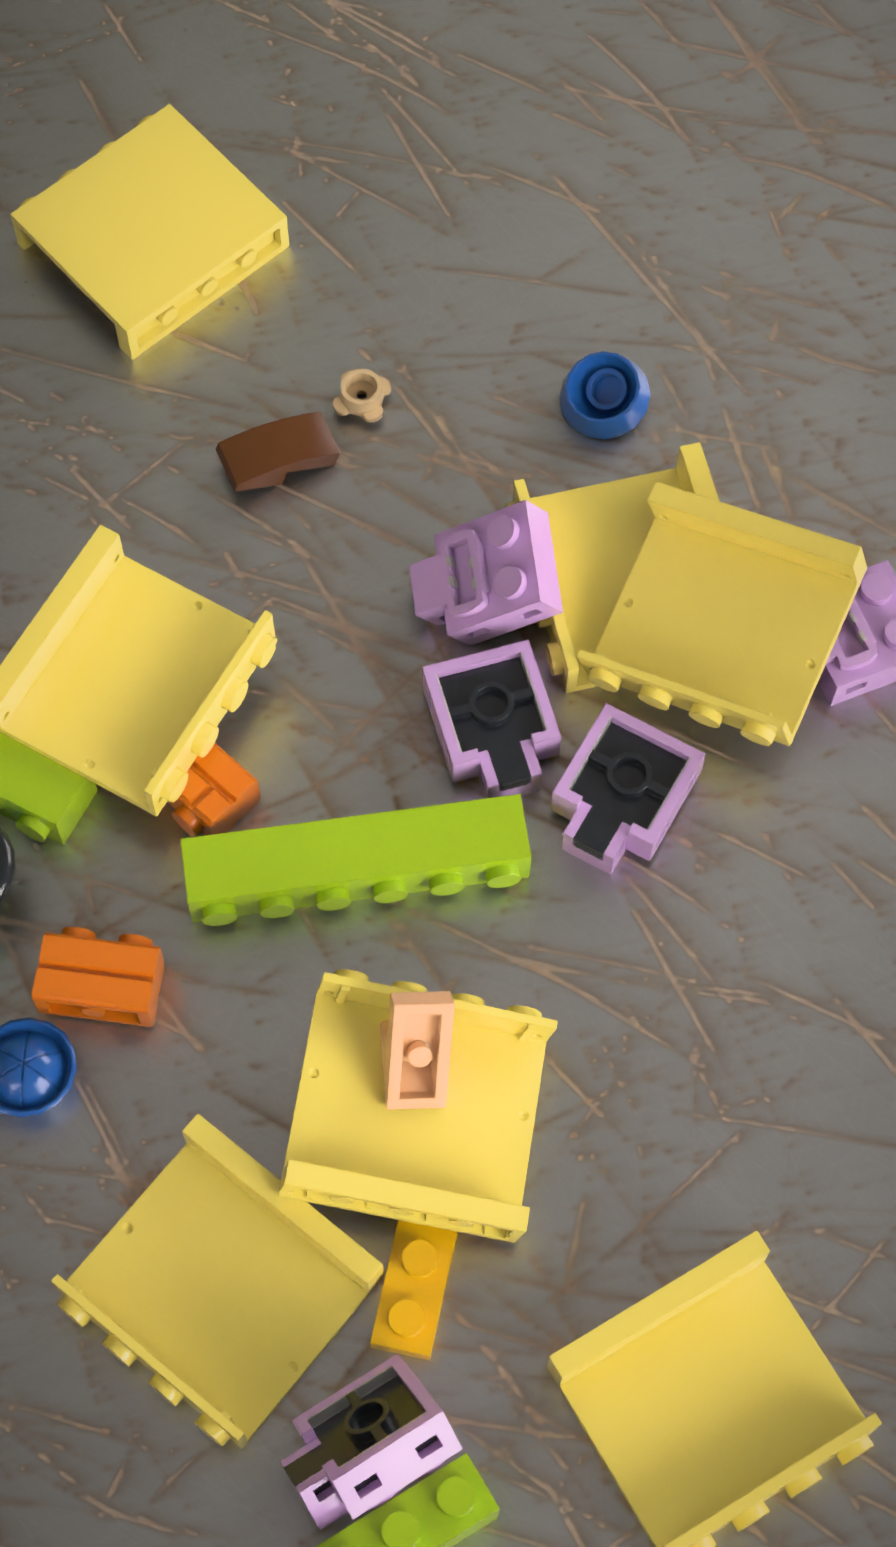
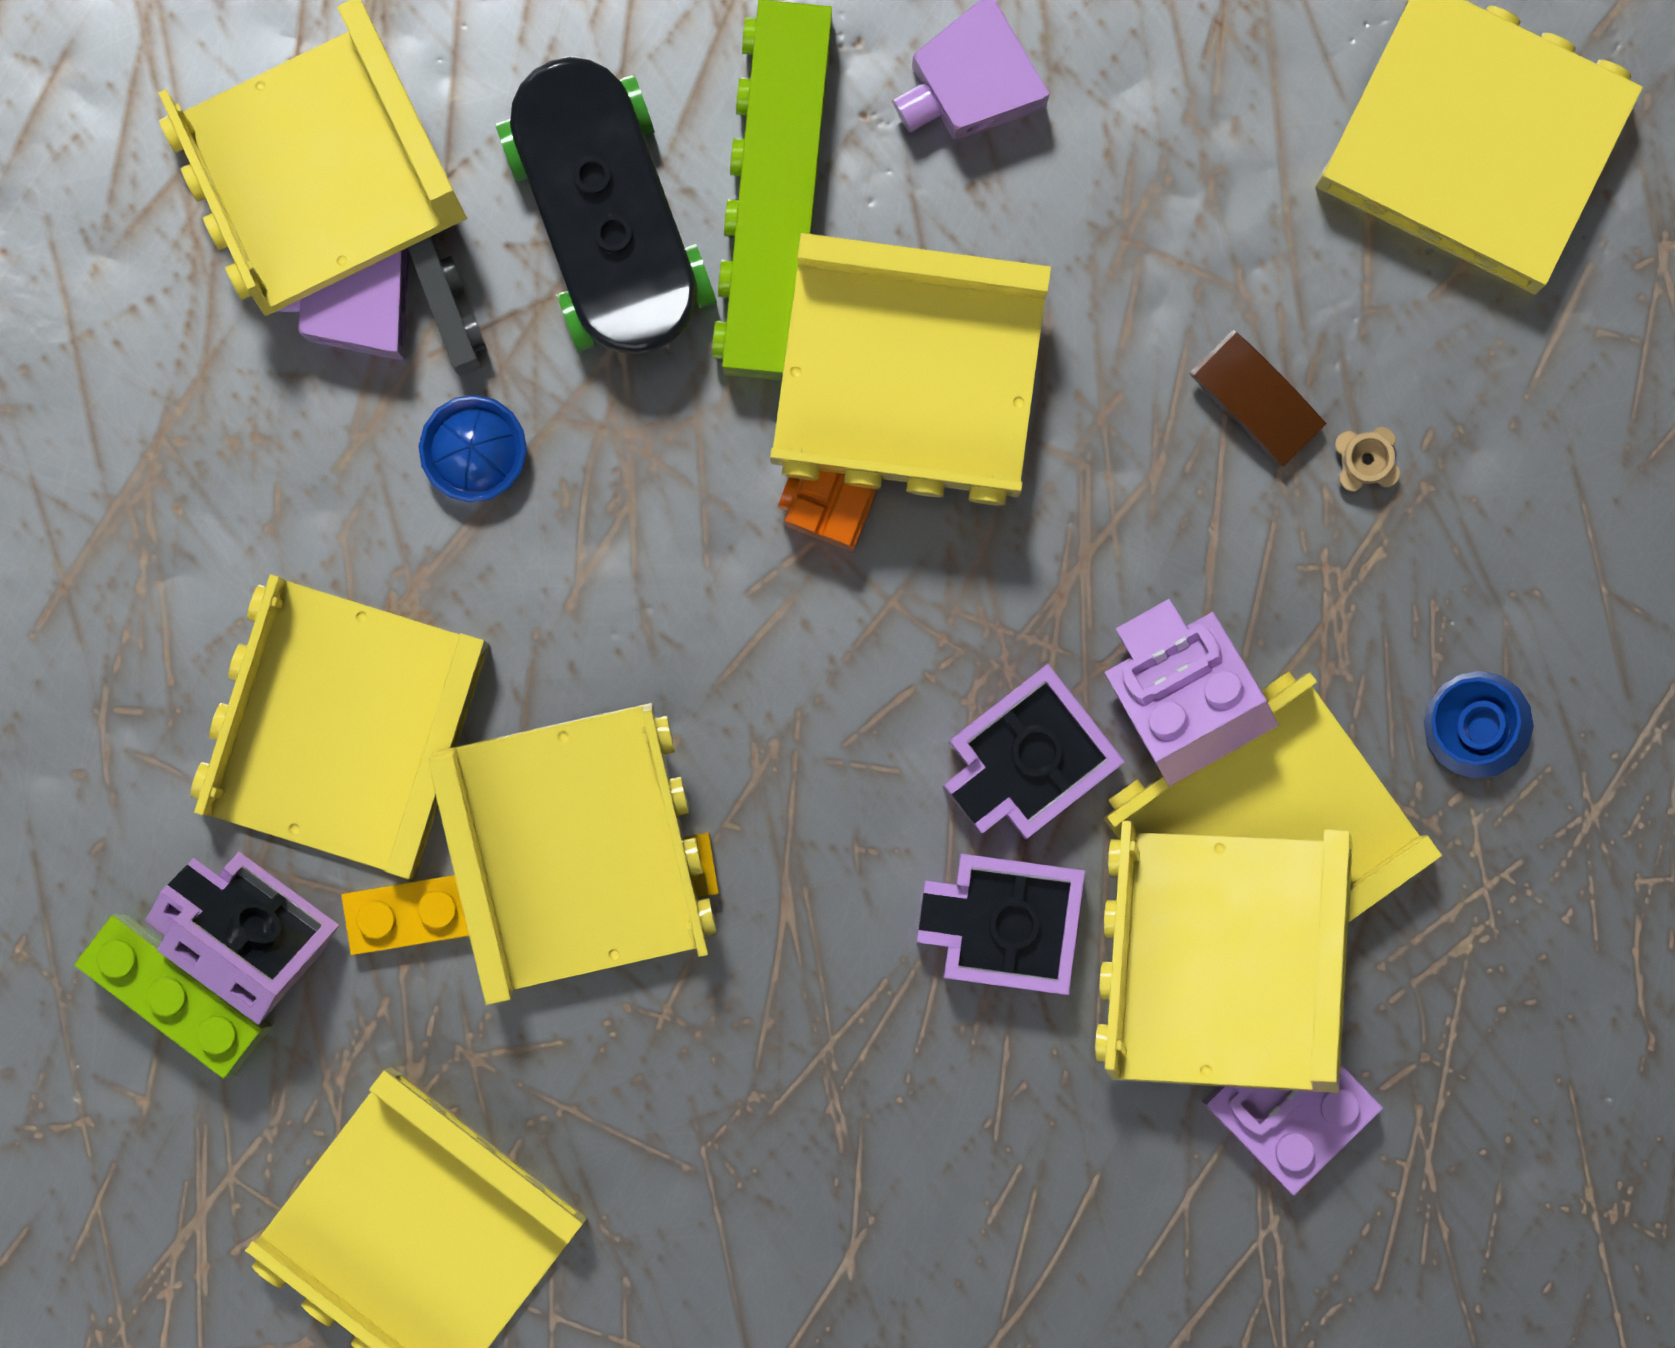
camera: 70 degrees right, 20 degrees up
(98, 977) = (590, 479): orange brick -> none
(356, 859) = (817, 679): lime brick -> none
(417, 1049) = (617, 830): light nougat slope -> none

